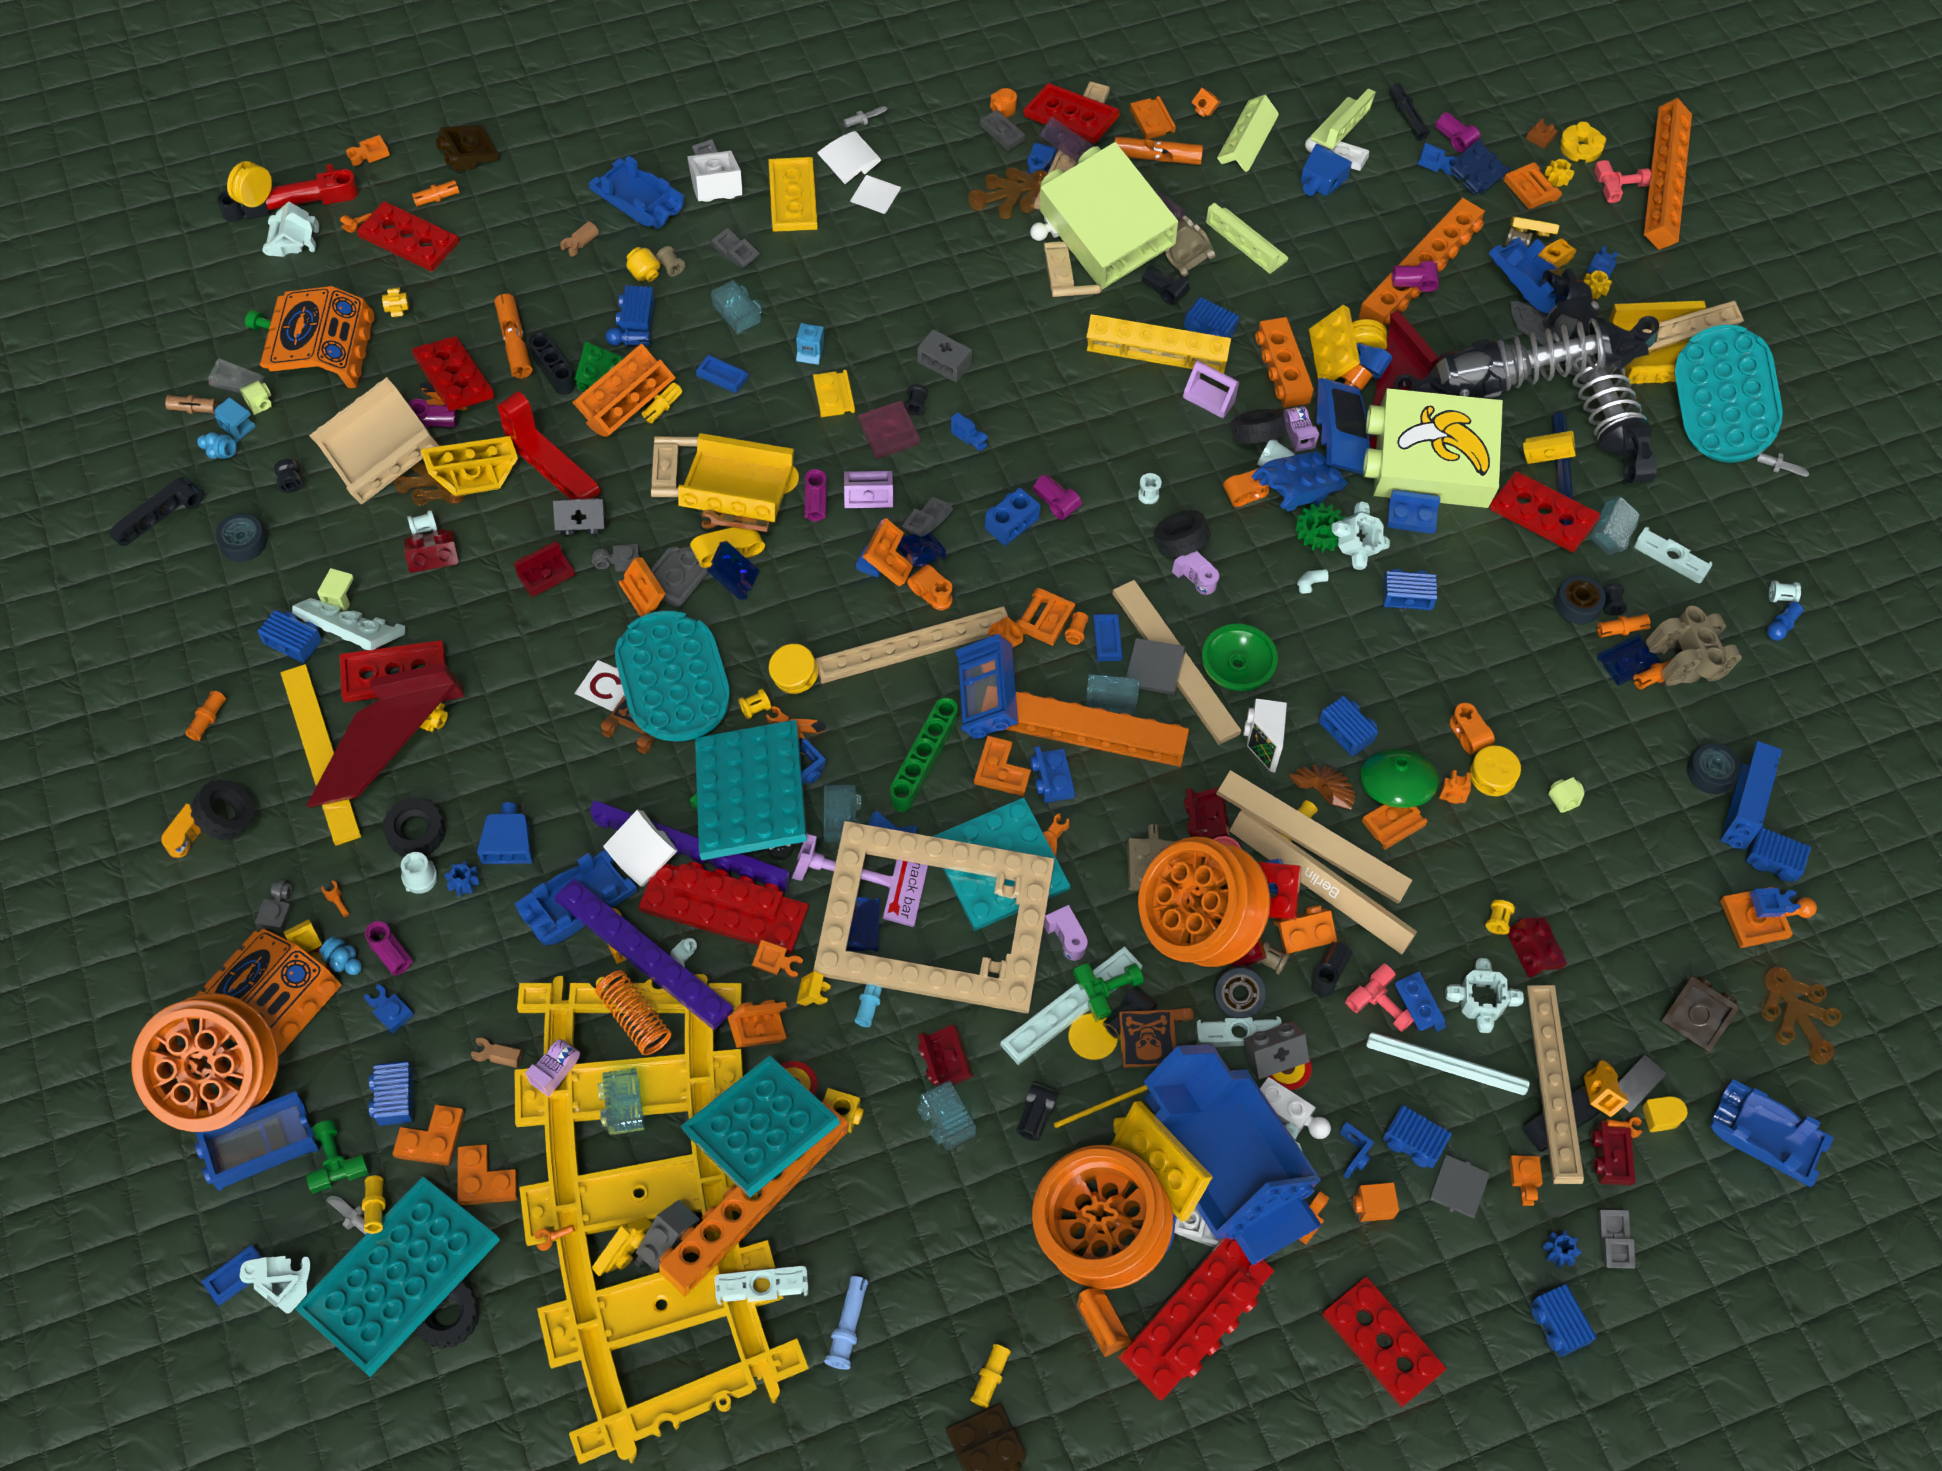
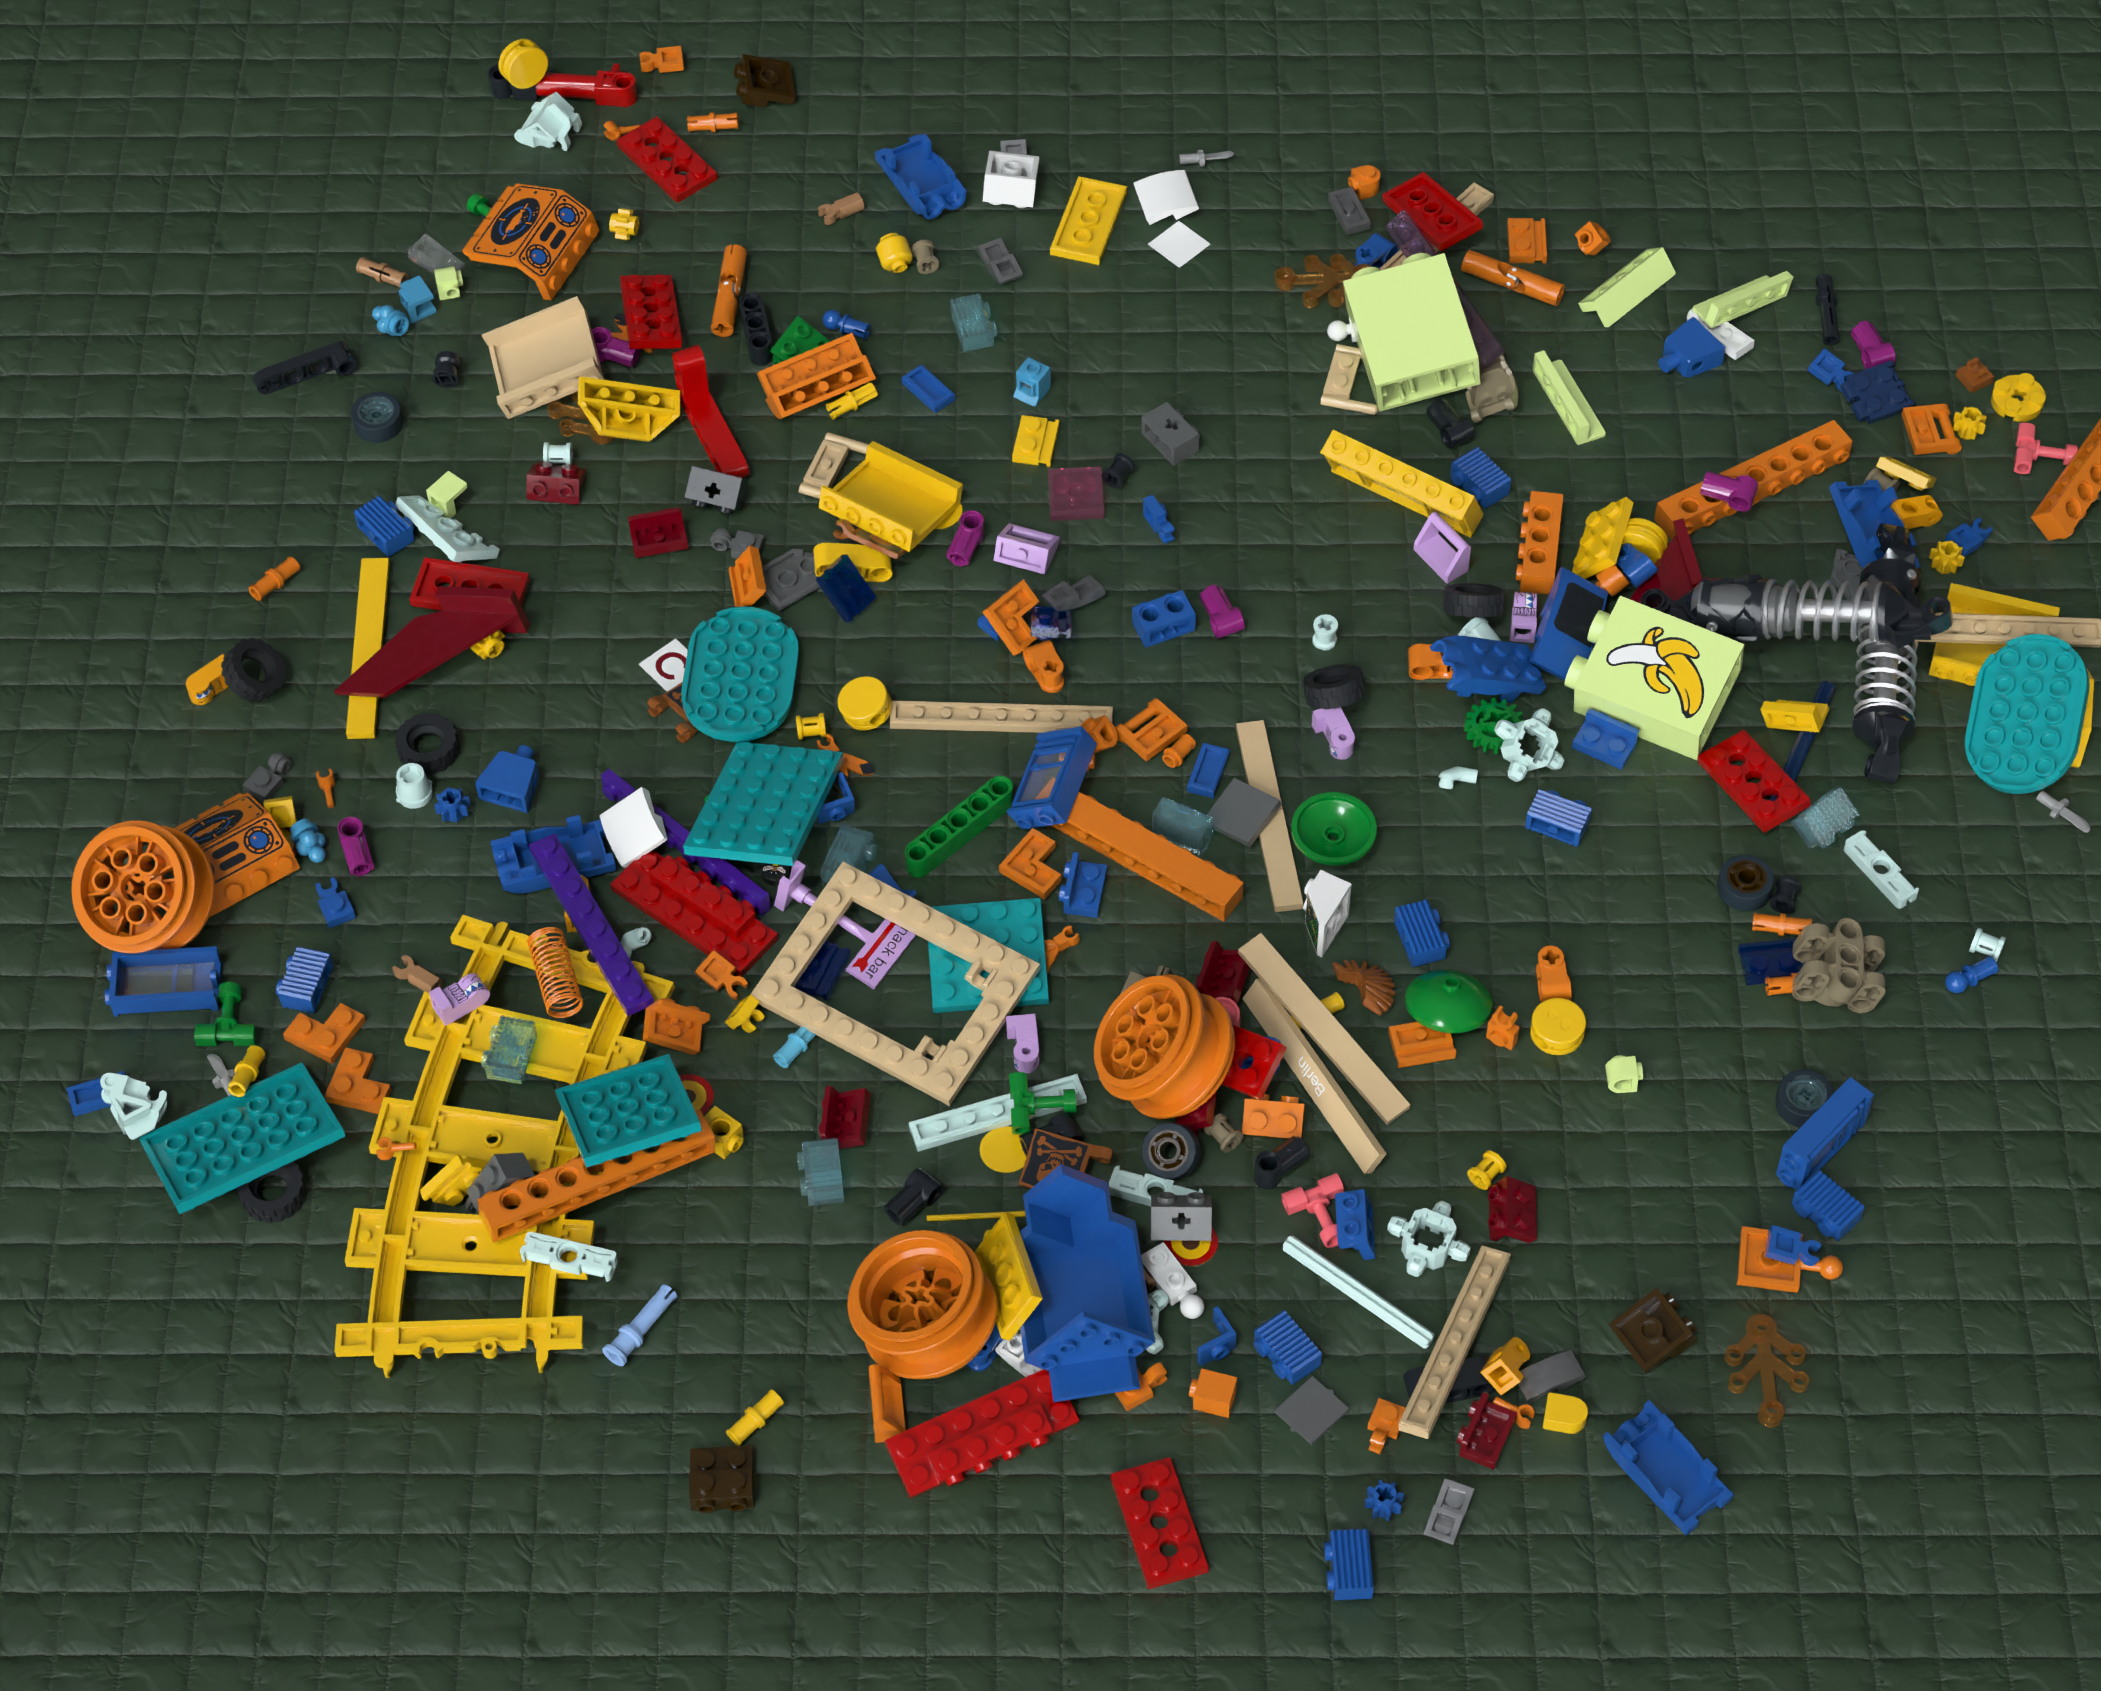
camera: 25 degrees right, 5 degrees down
(636, 308) = (867, 297): blue brick -> none

